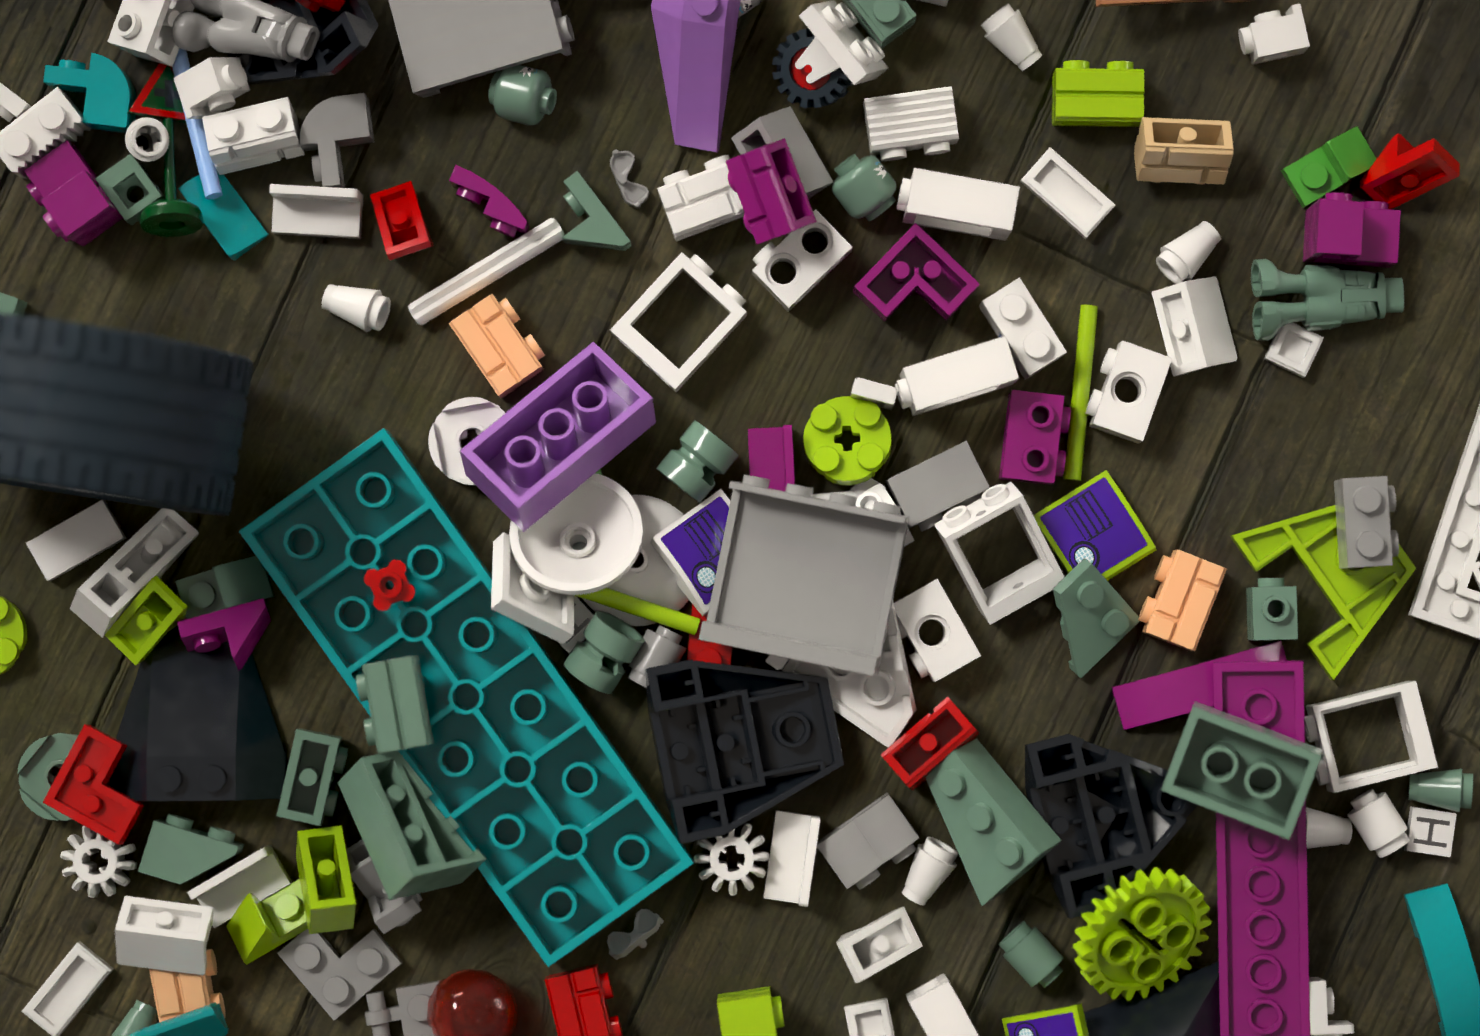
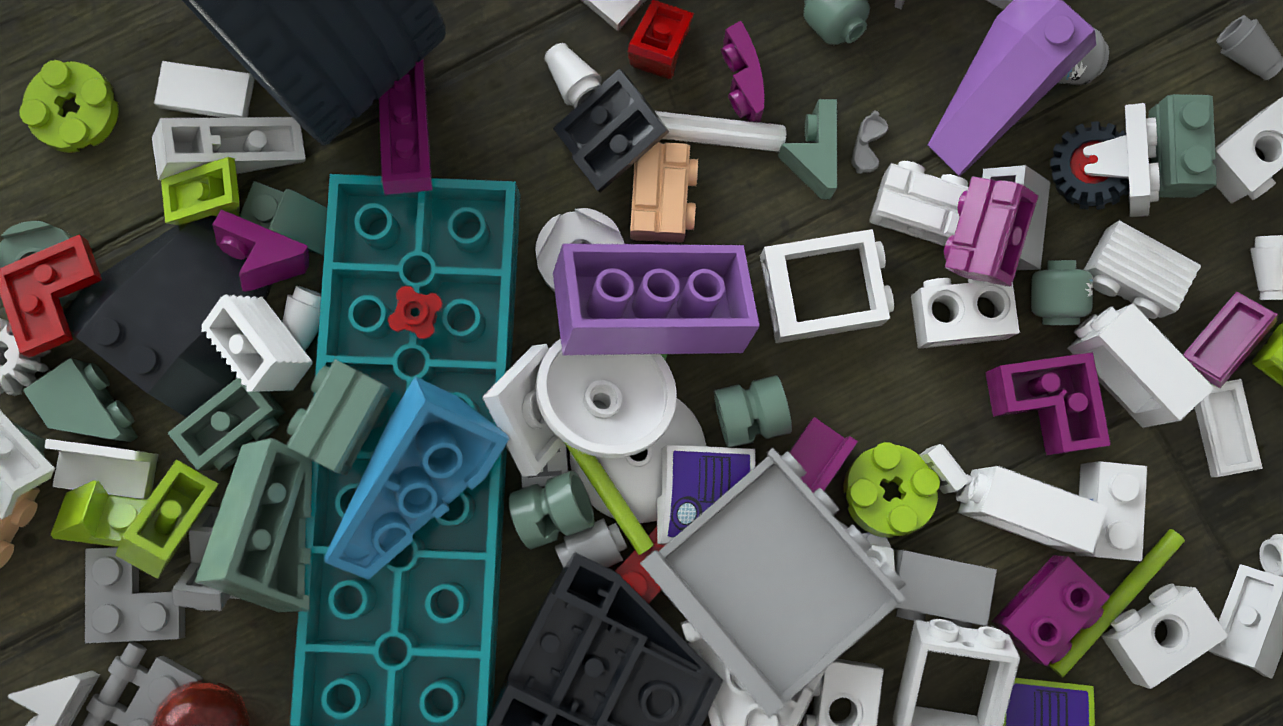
camera: 30 degrees right, 5 degrees down
(278, 463) = (405, 135): none -> magenta plate
(287, 700) = (256, 344): none -> white brick
(300, 657) = (302, 315): none -> white cone
(422, 328) = (610, 130): none -> black slope
(483, 694) = (420, 465): none -> dark azure wedge
(1018, 123) = (1230, 338): none -> tile

